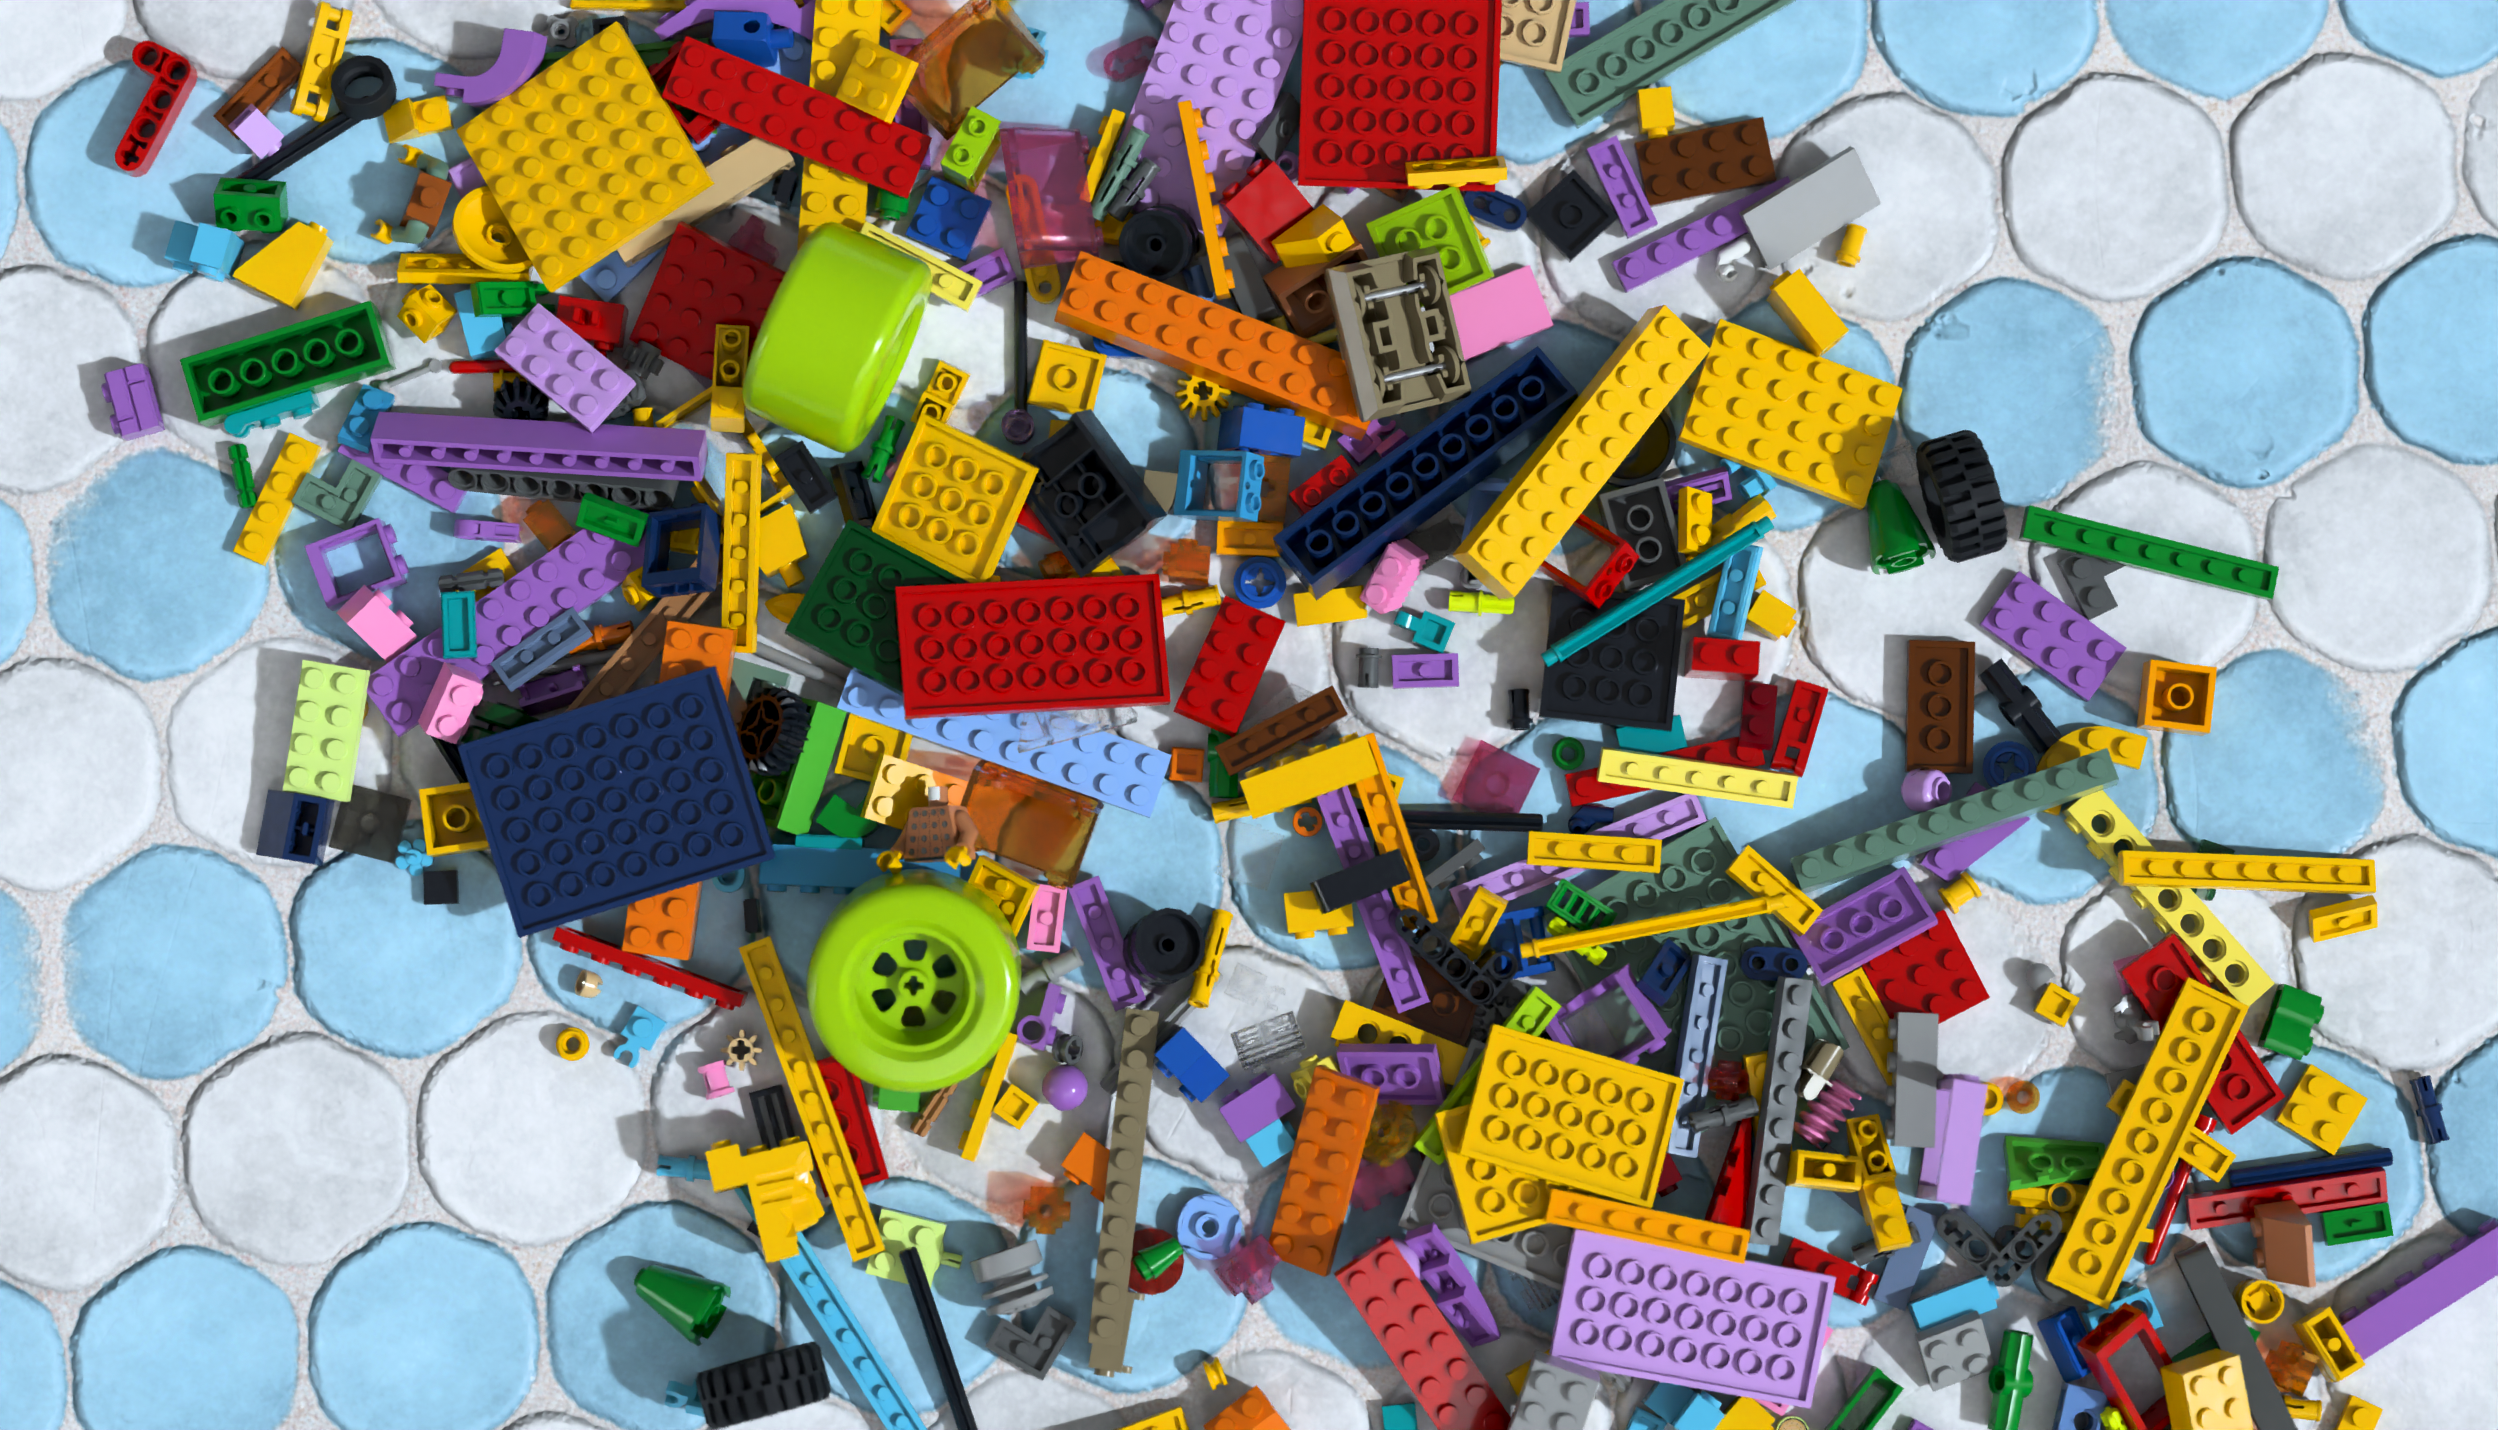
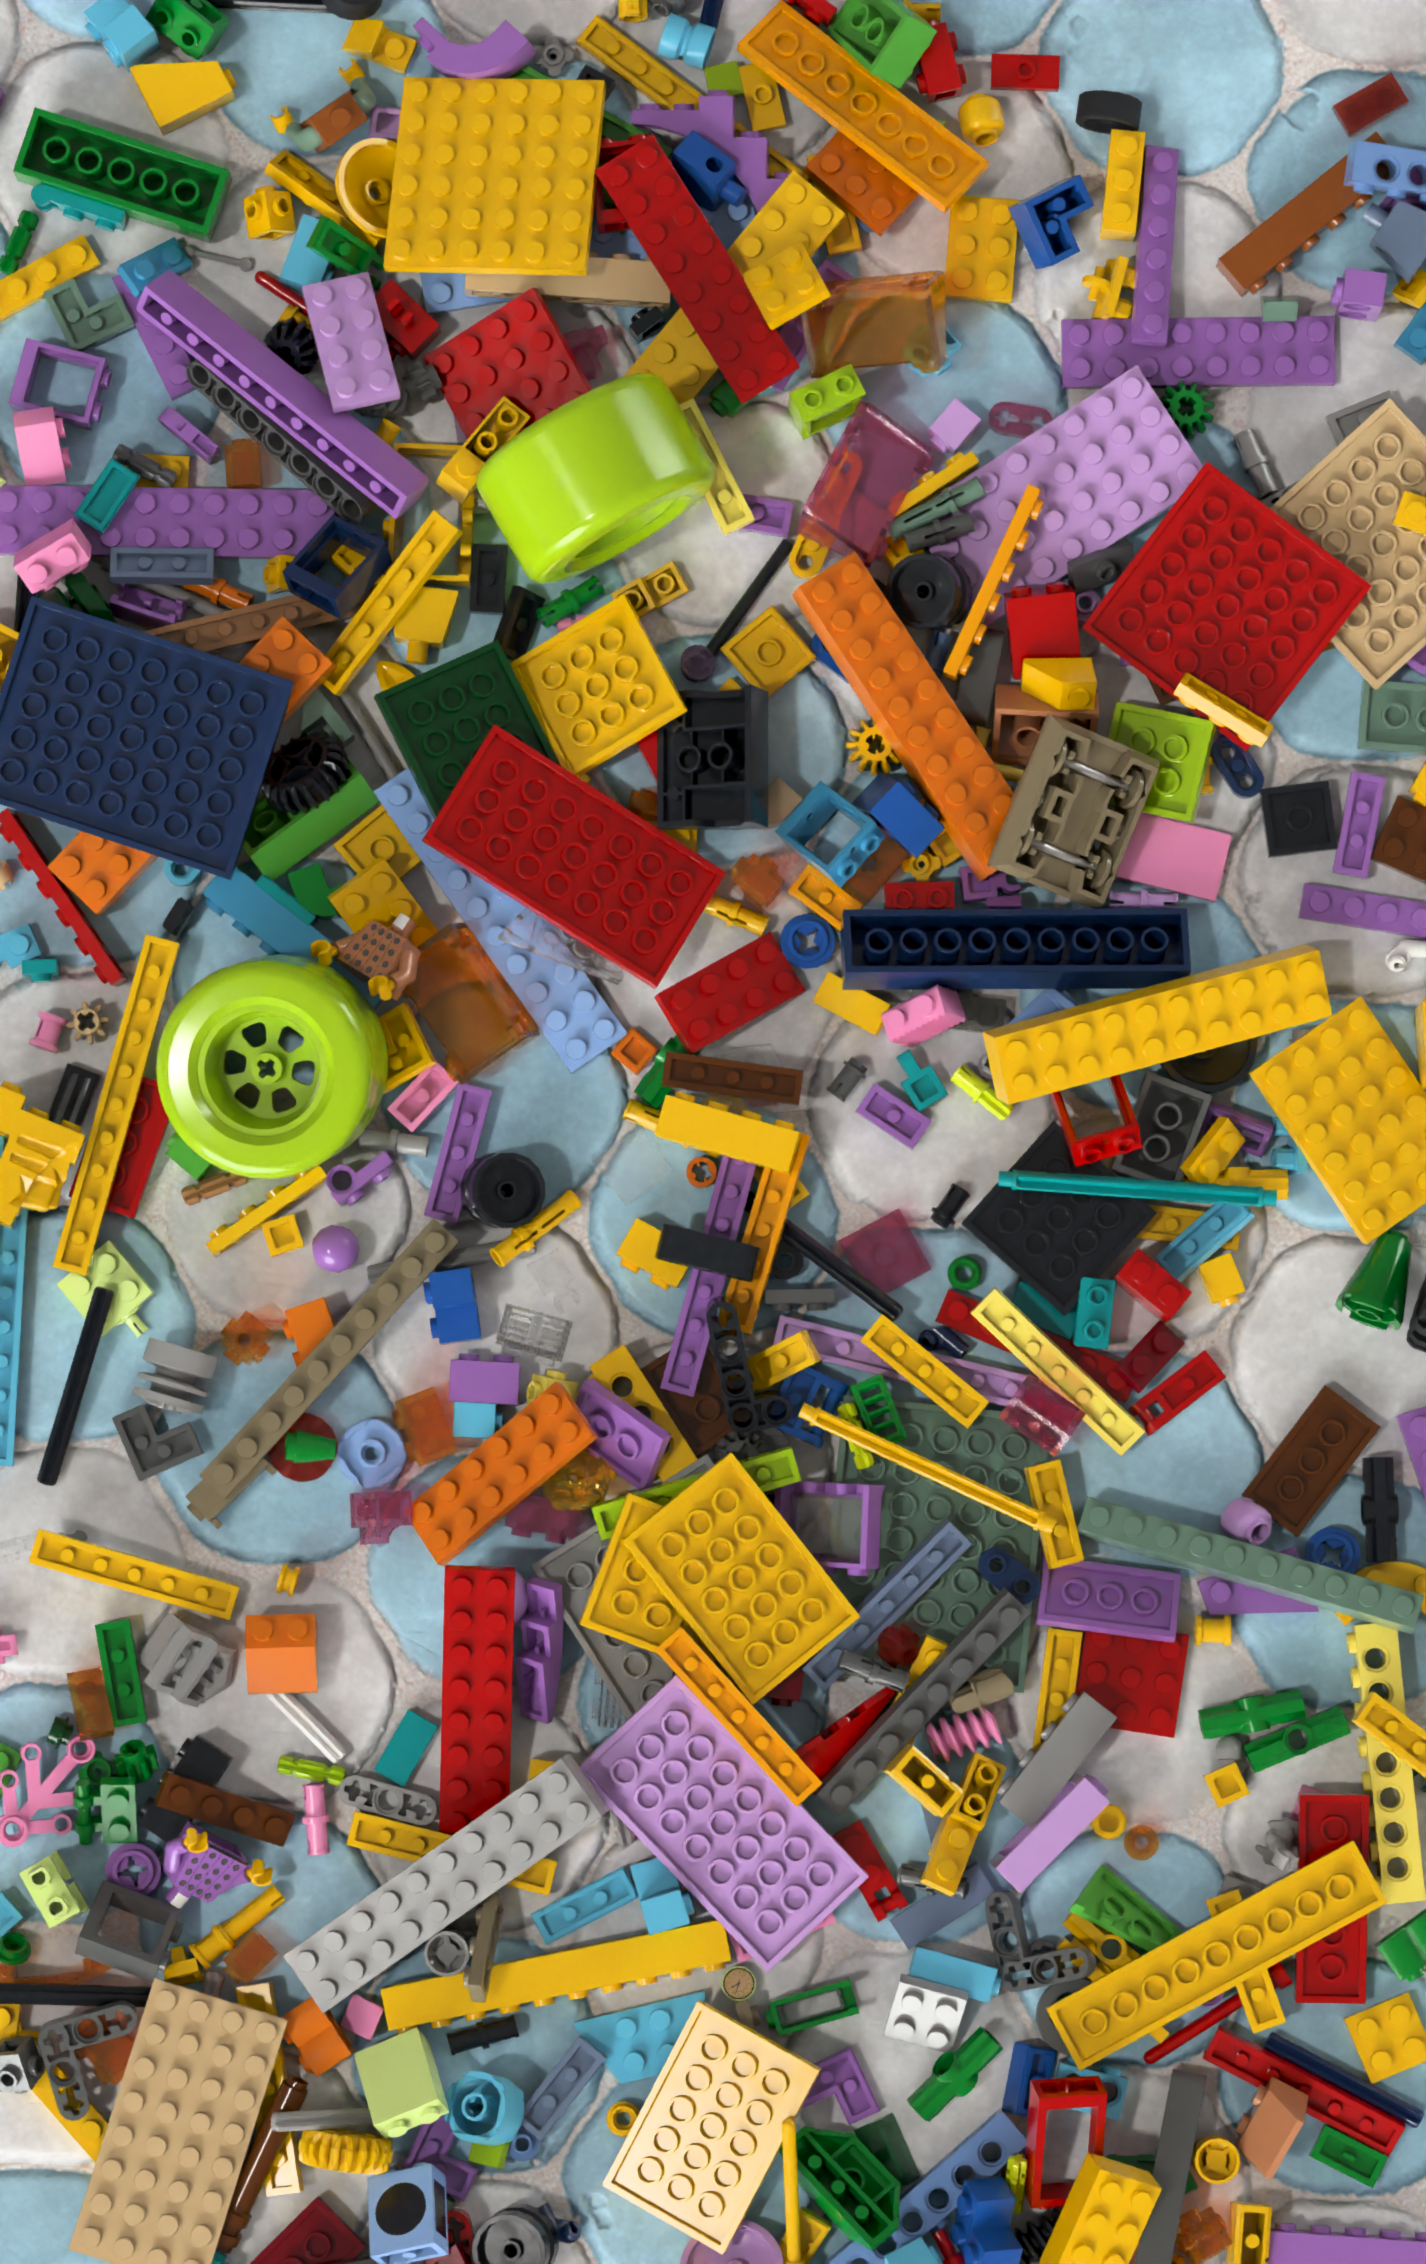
camera: 40 degrees right, 0 degrees up
(612, 519) = (298, 498): green plate -> none
(675, 1035) = (41, 970): none -> teal plate
(948, 219) = (766, 446): blue plate -> none
(1067, 1048) = (361, 1218): dark grey bush -> none
(1085, 101) = (953, 428): none -> lavender brick
(1237, 1176) = (425, 1427): none -> clear orange brick
(1314, 453) = (932, 865): none -> yellow plate
(1497, 365) = (1141, 900): none -> lavender pin
(1664, 972) = (909, 1515): dark blue plate -> none
(1692, 711) = (1094, 1312): none -> teal bracket
(1710, 820) = (1042, 1415): none -> clear pink brick
(2036, 935) = (1251, 1714): none -> green piece
(2096, 911) = (1317, 1729): none -> green piece

